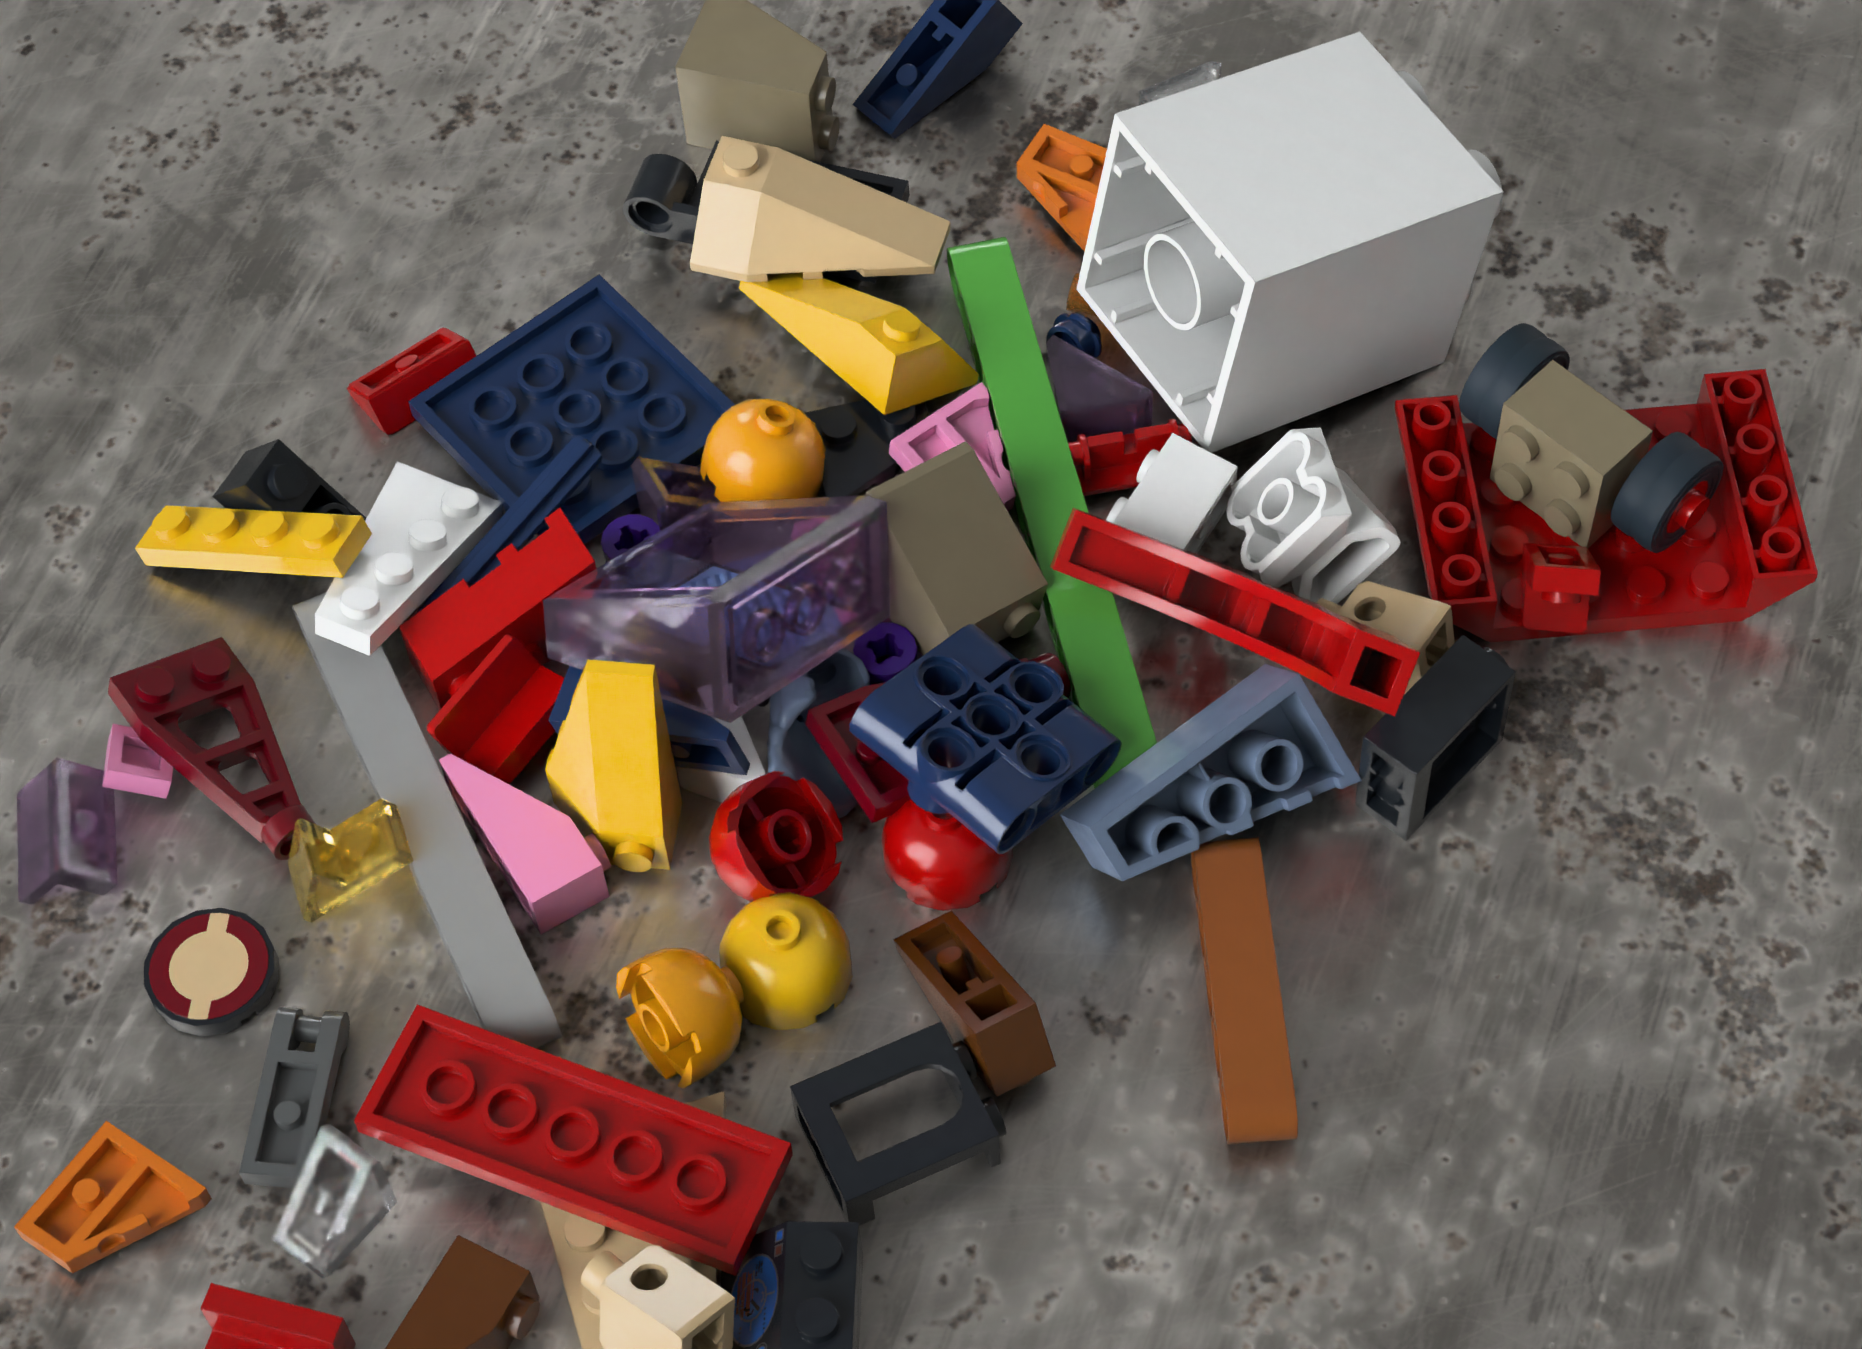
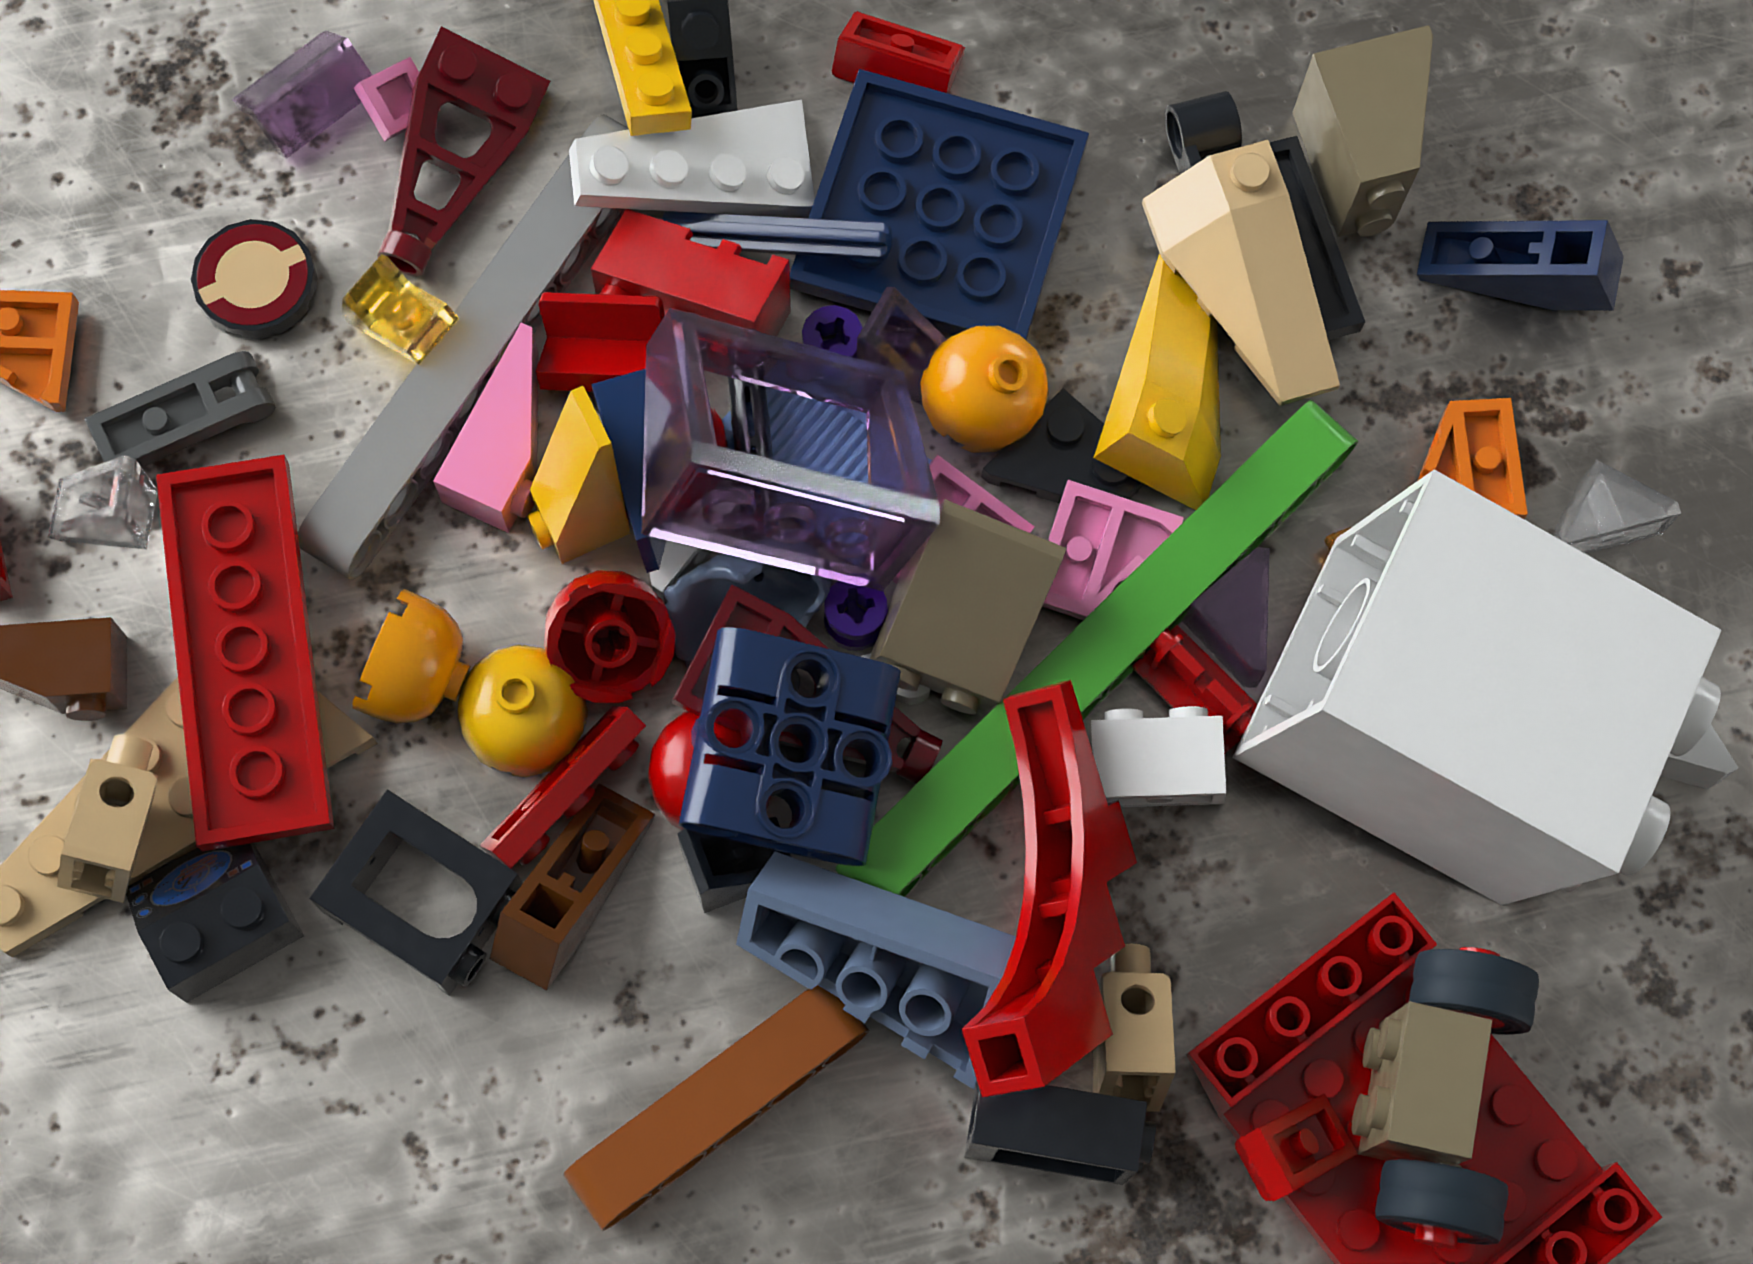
camera: 50 degrees right, 15 degrees up
(879, 952) = (564, 788): none -> red plate
(1038, 875) = (722, 867): none -> black slope
(1078, 332) = (1294, 568): dark blue plate -> none
(1308, 520) = (1214, 888): white piece -> none

